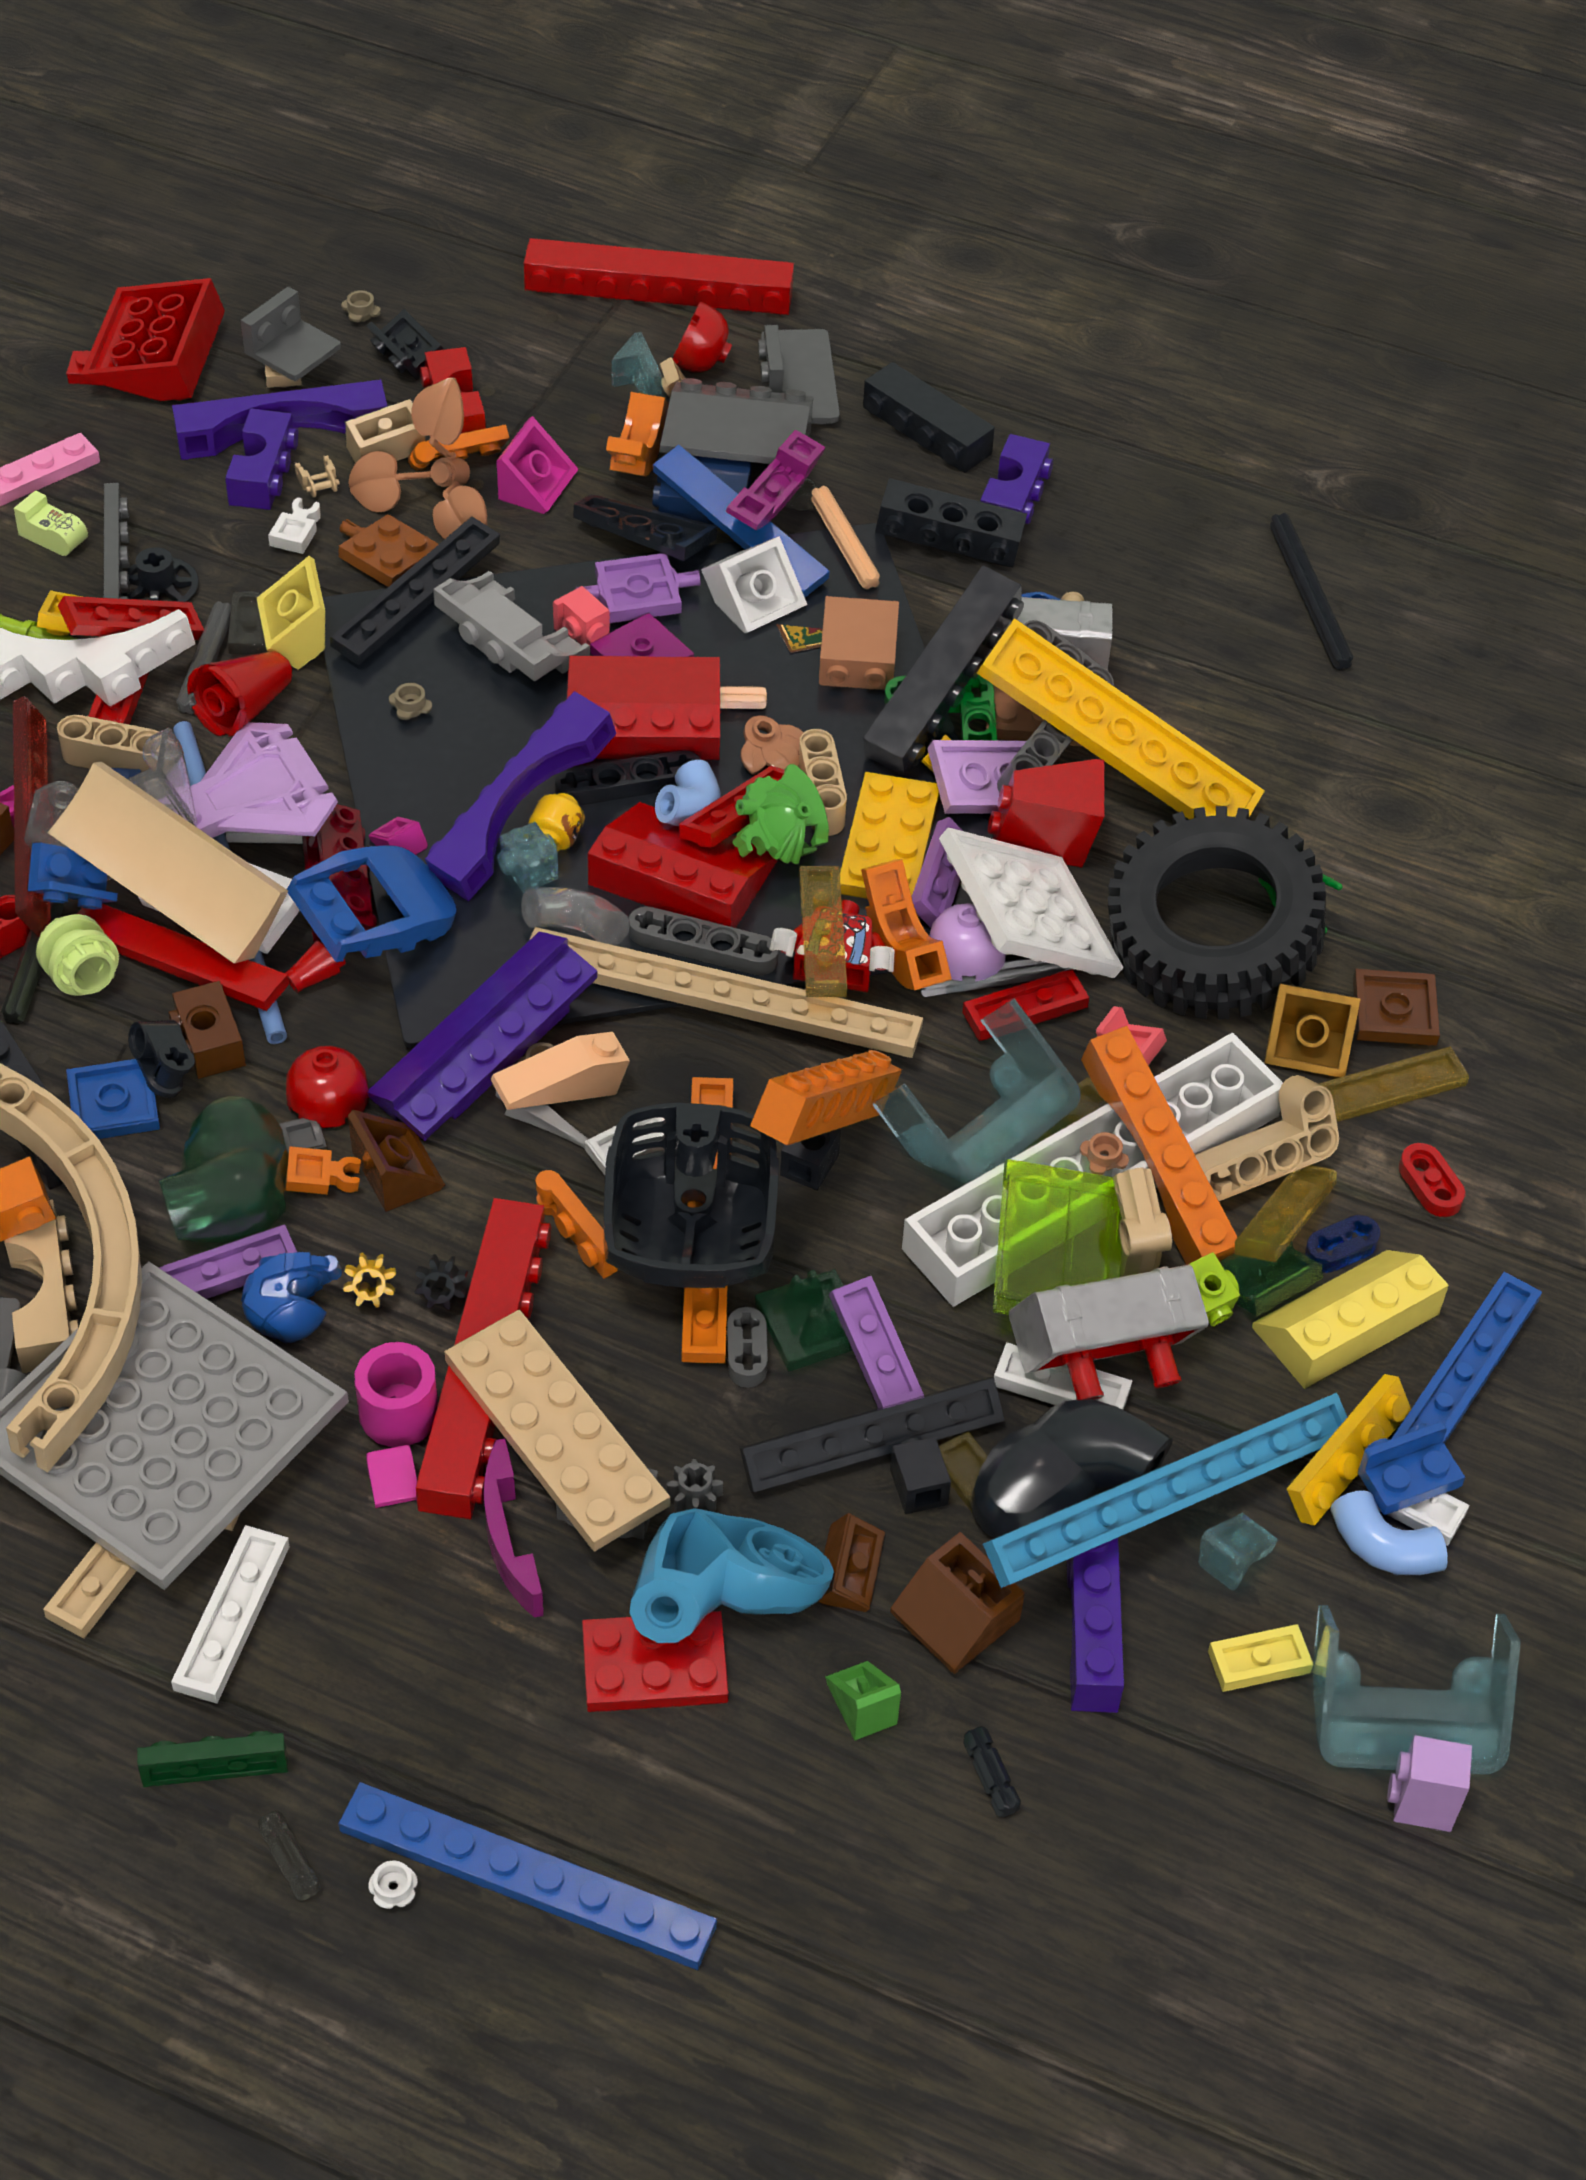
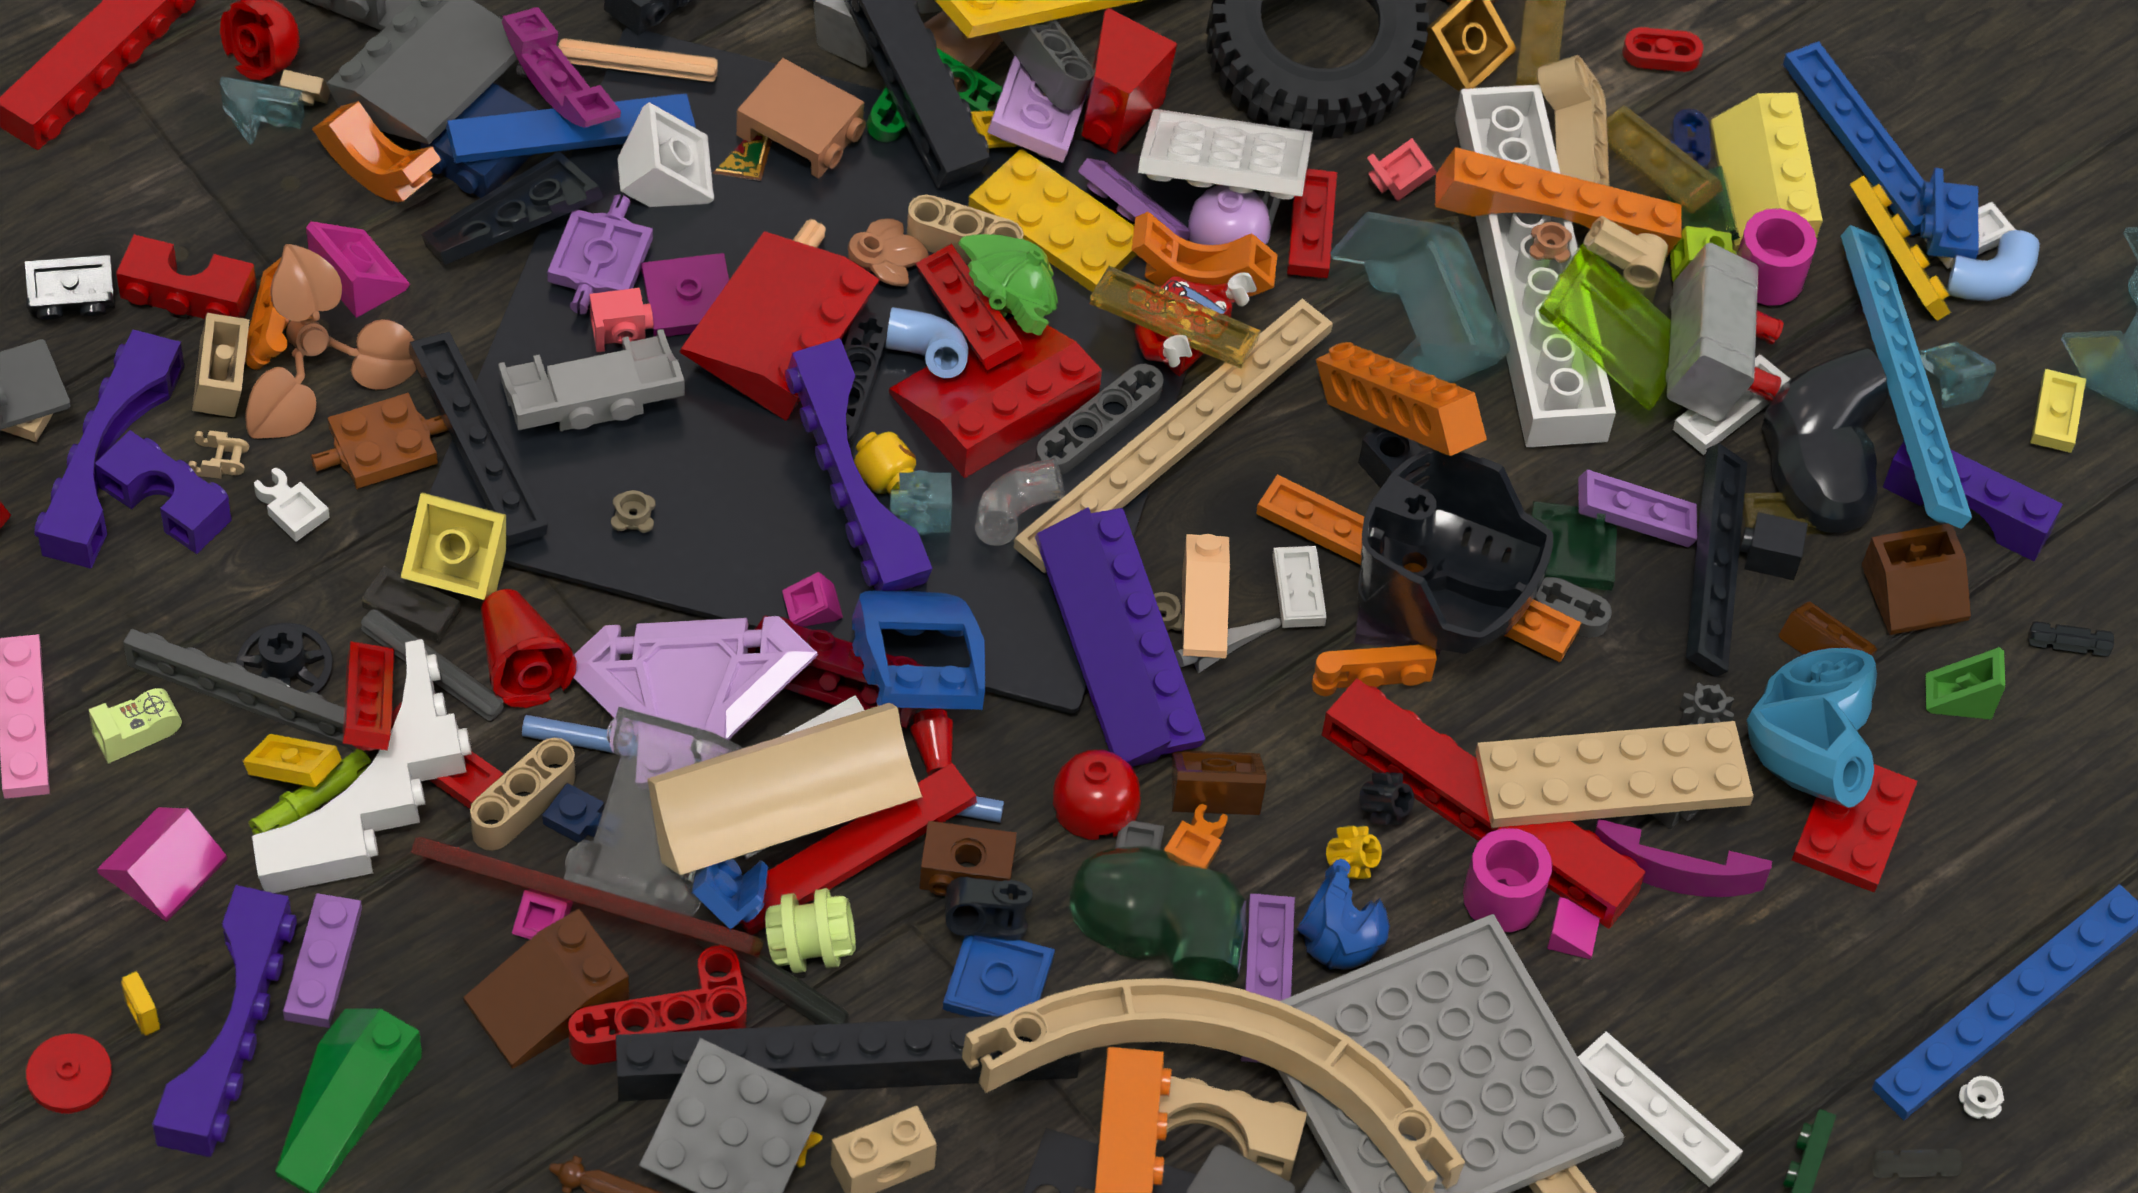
camera: 65 degrees left, 5 degrees up
(1244, 1342) = (1782, 249): none -> dark pink piece

